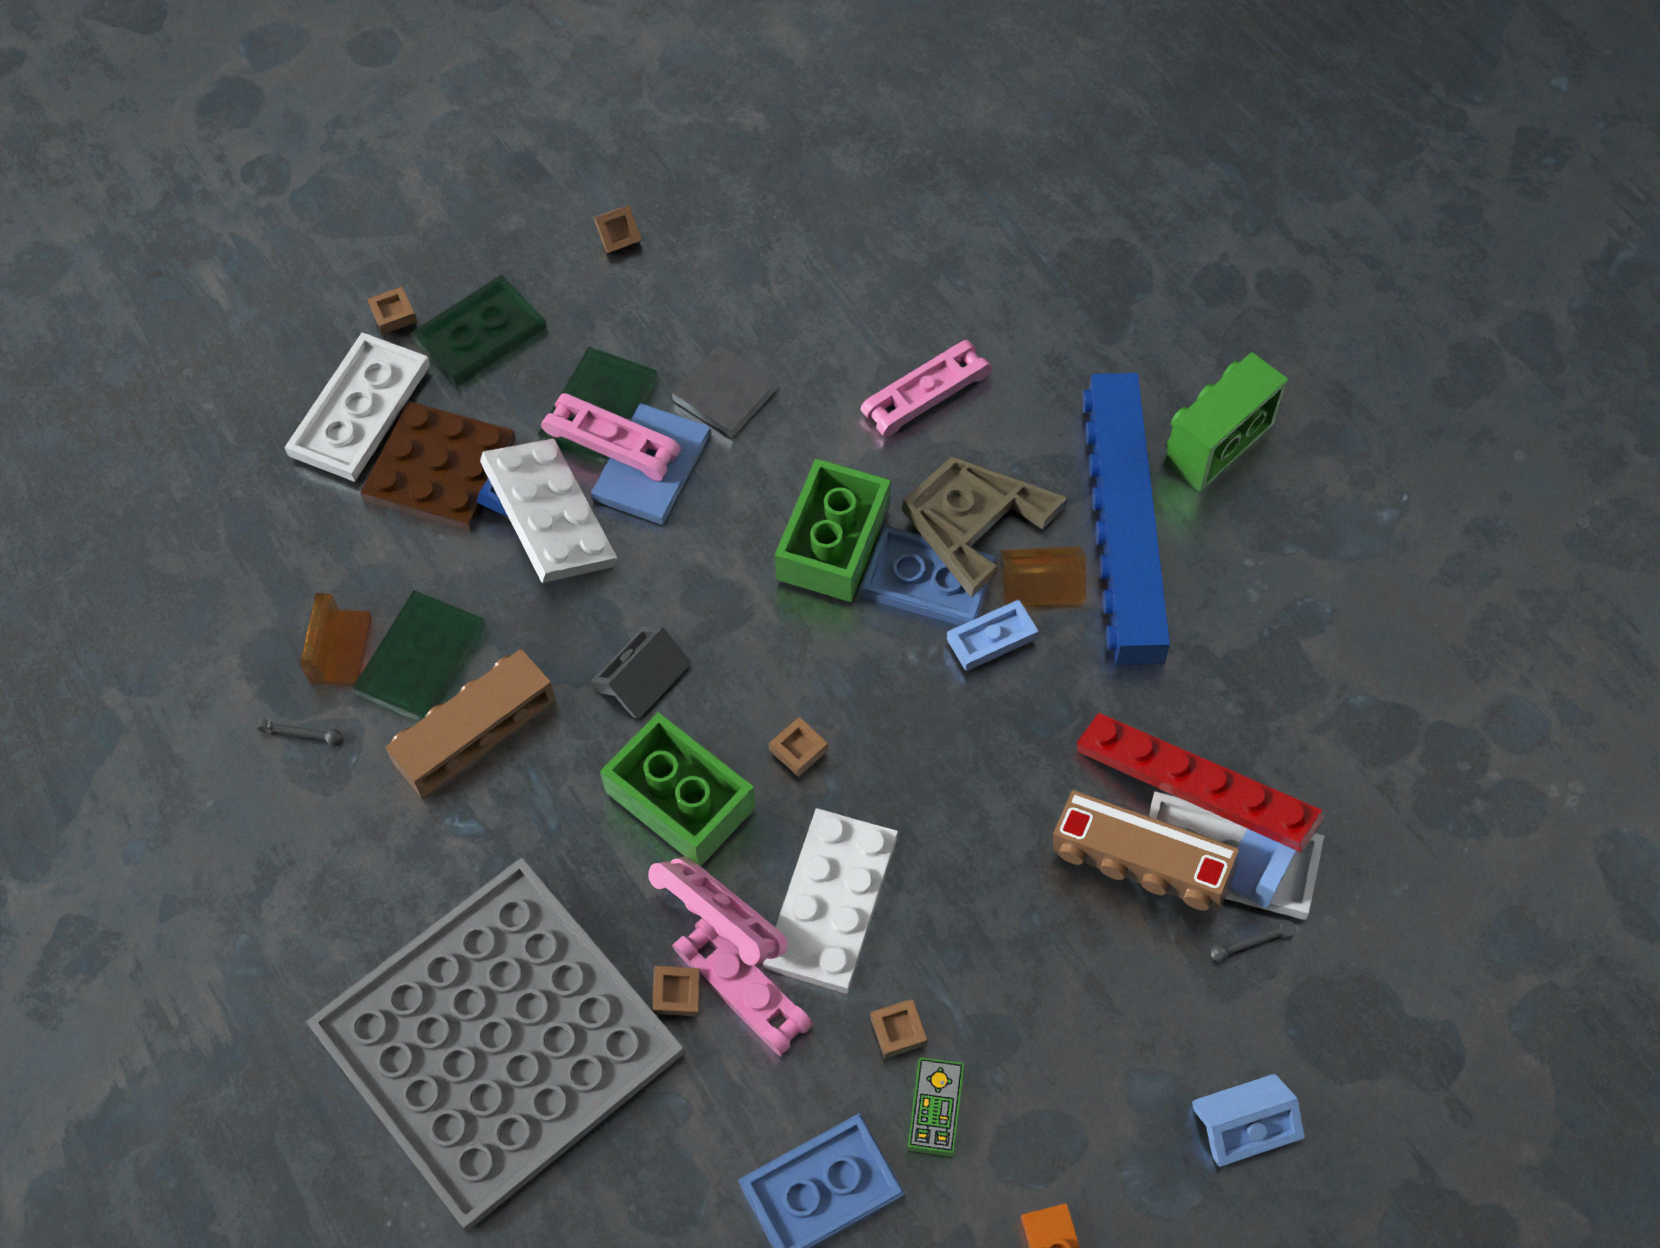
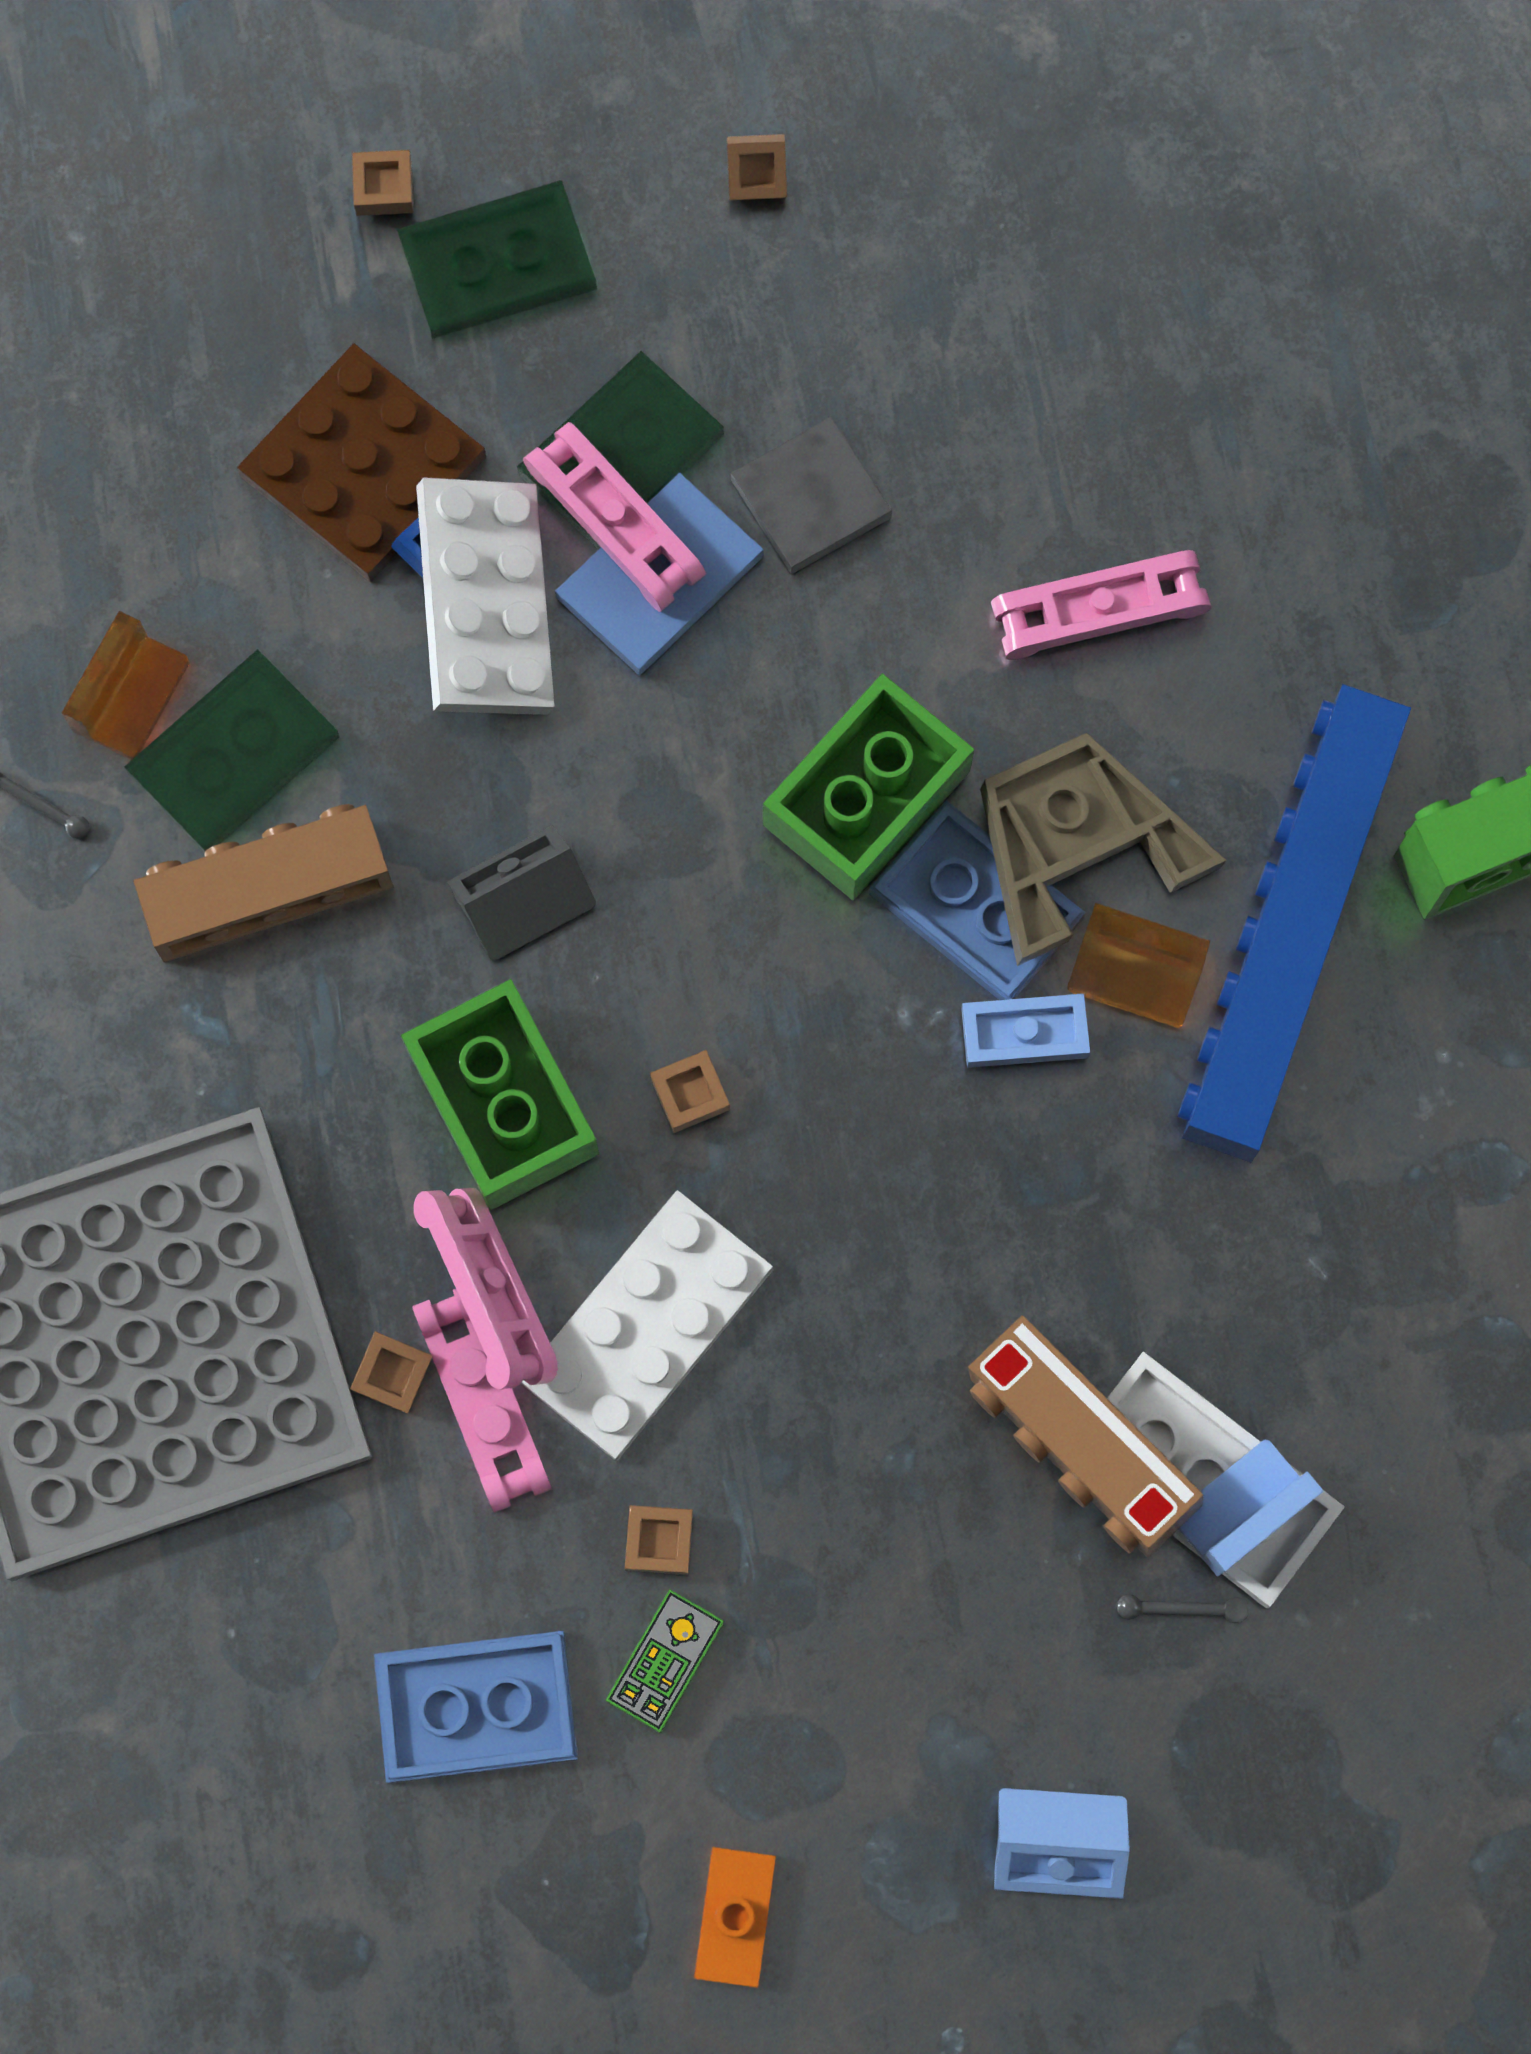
camera: 20 degrees right, 15 degrees up
(357, 406) = (281, 324): white plate -> none
(1201, 782) = (1205, 1369): red plate -> none

